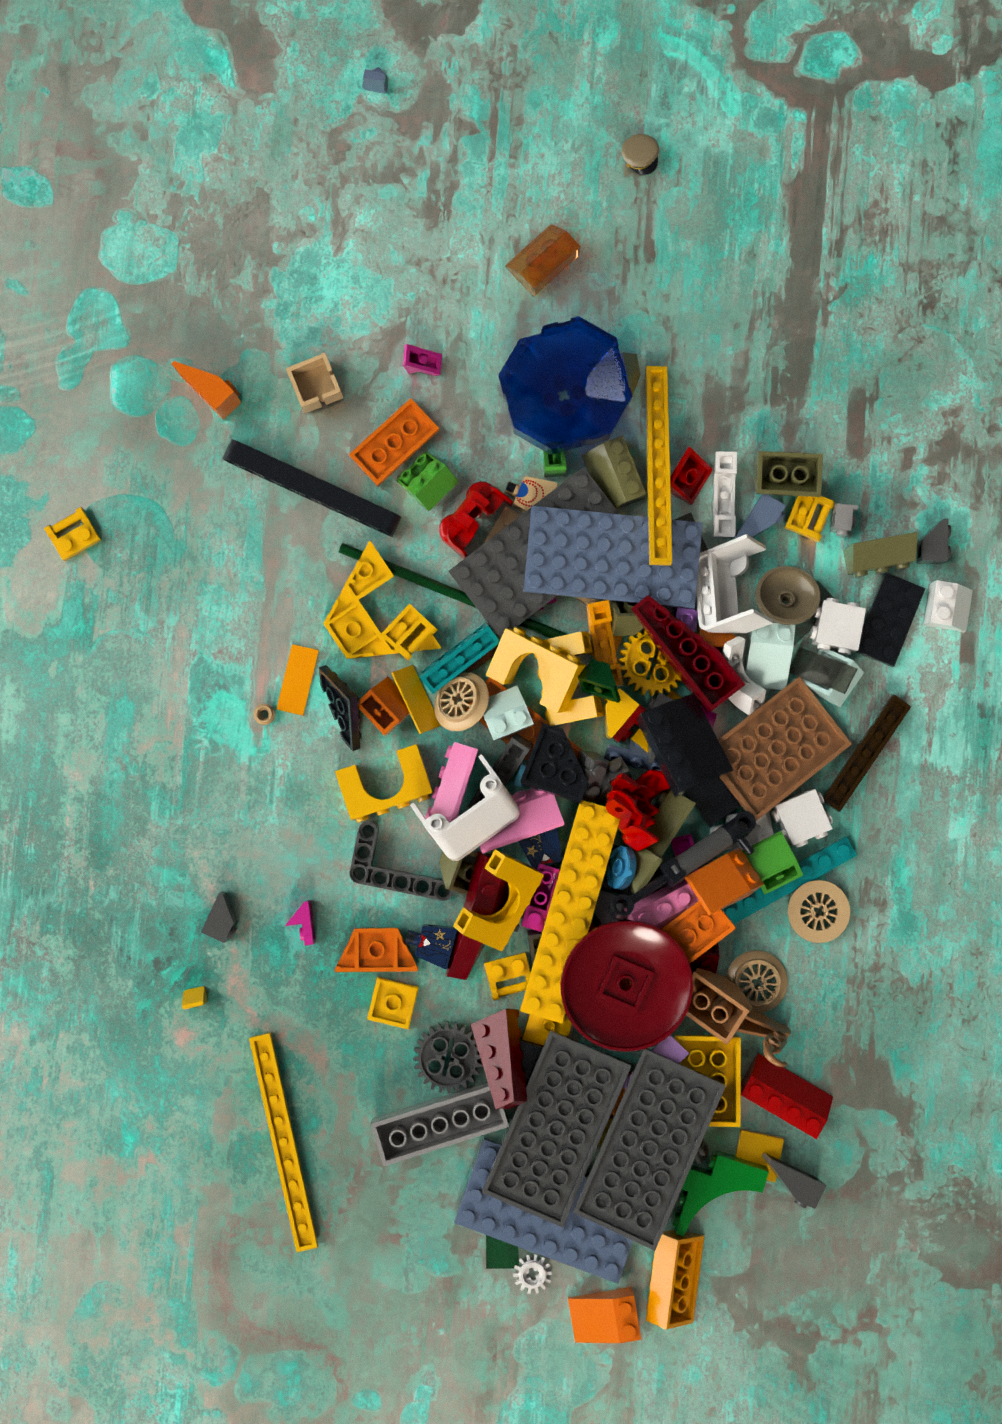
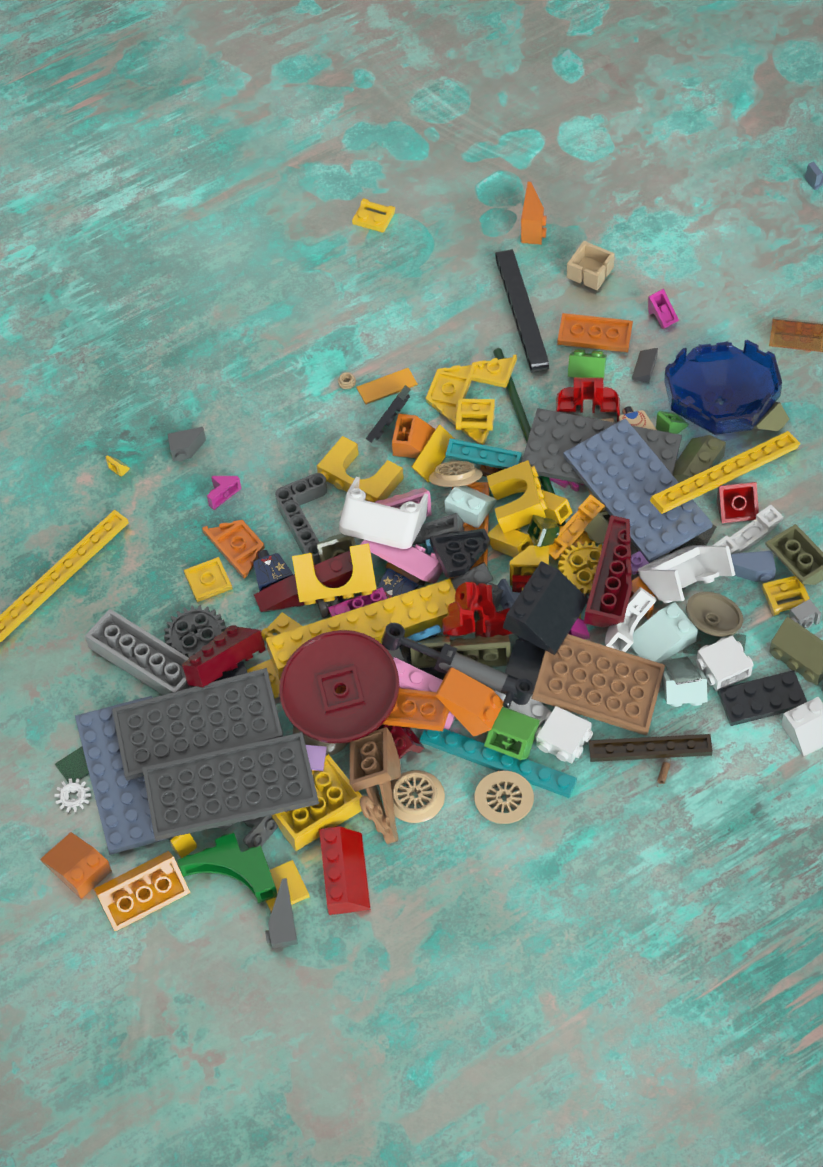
camera: 55 degrees right, 30 degrees down
(467, 427) = (645, 365): none -> dark grey slope
(894, 759) = (663, 772): none -> medium nougat piece

